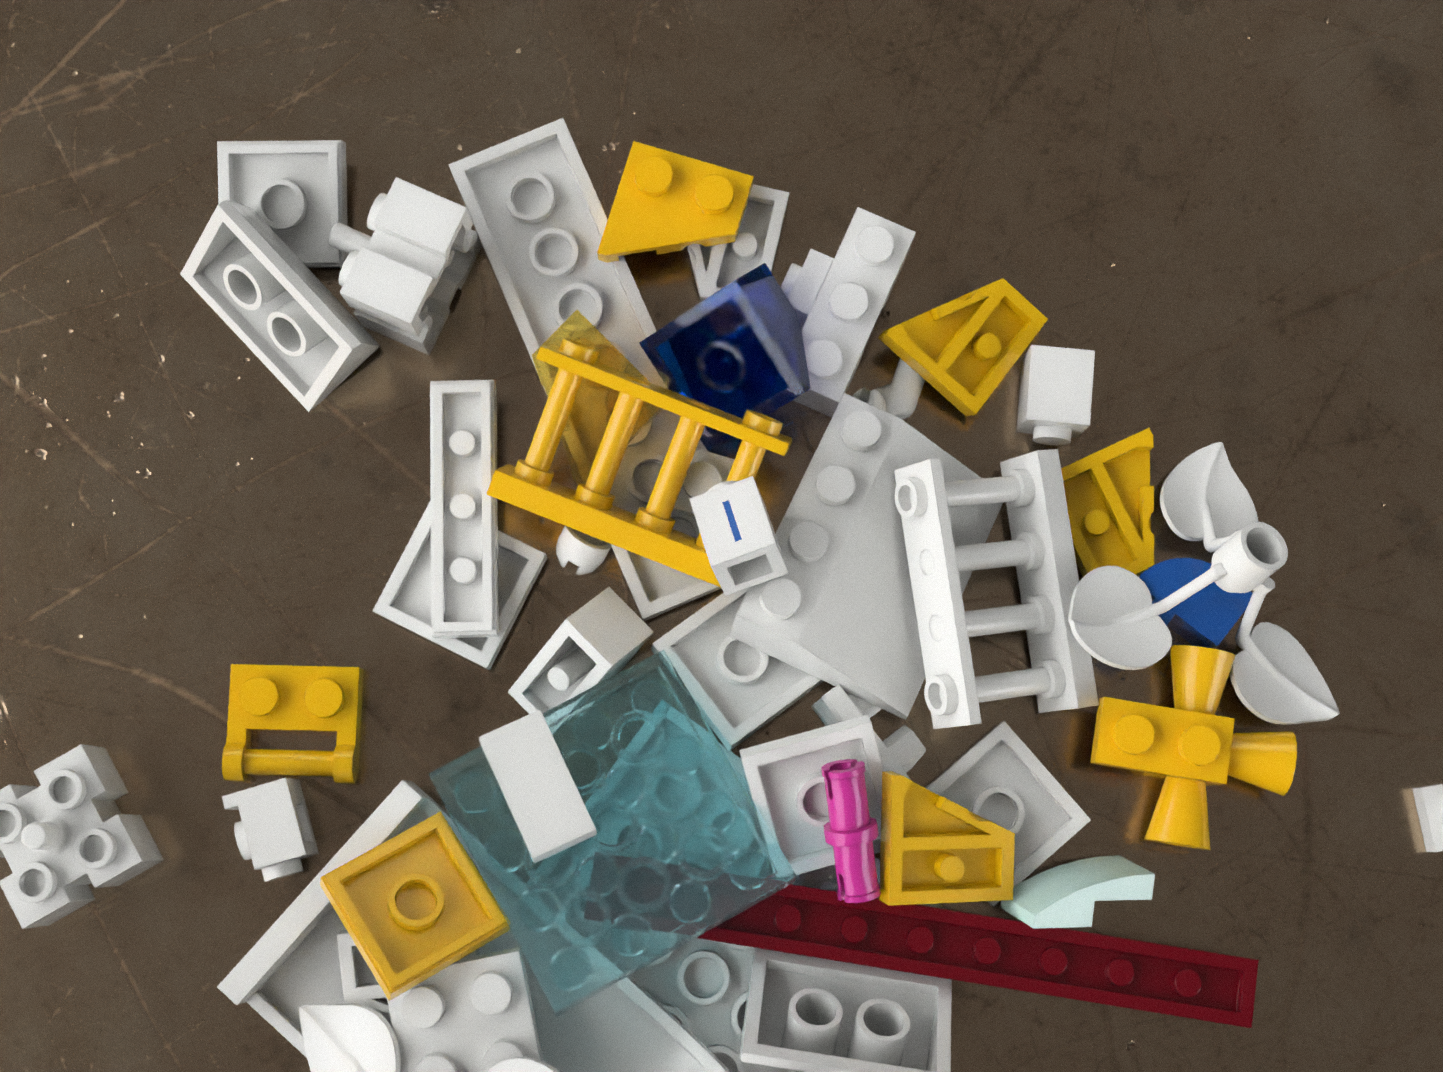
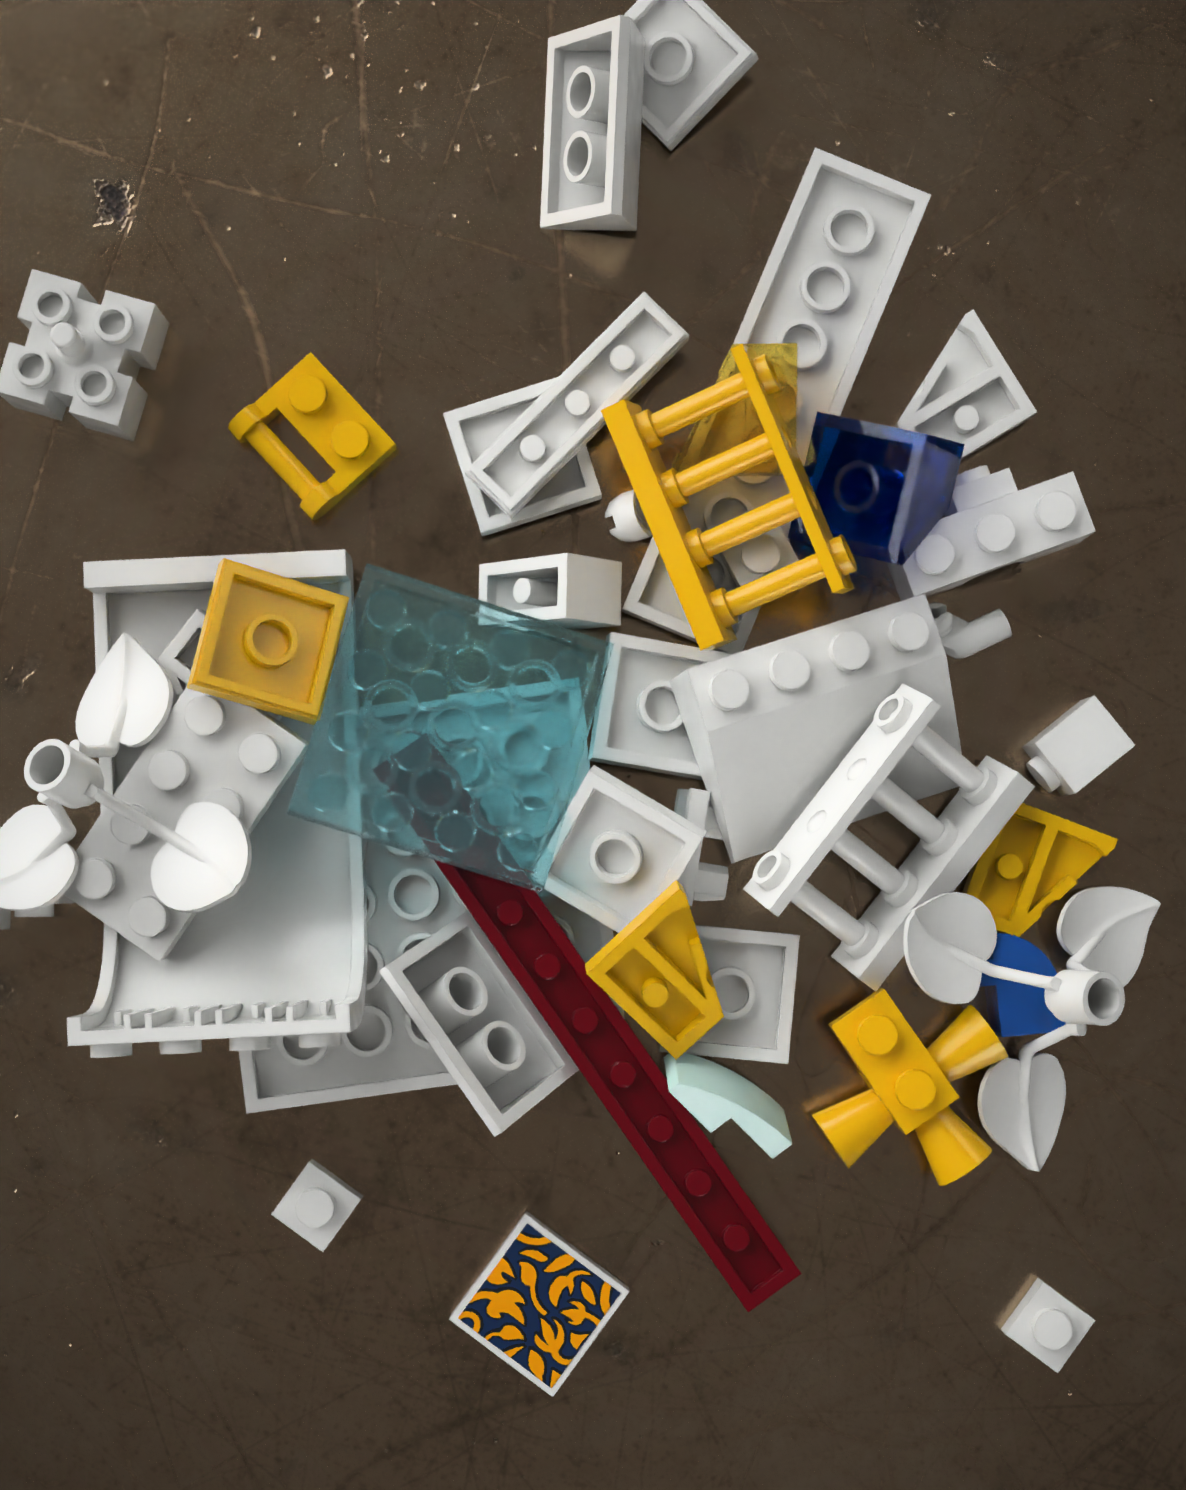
camera: 45 degrees right, 5 degrees up
(273, 827) = (228, 494): white brick -> none
(409, 266) = (712, 193): white brick -> none
(537, 786) = (431, 647): white tile -> none
(673, 203) = (945, 336): yellow wing -> none
(738, 535) = (743, 615): white brick -> none
(851, 830) = (612, 897): dark pink pin -> none
(968, 342) = (1052, 648): yellow wing -> none

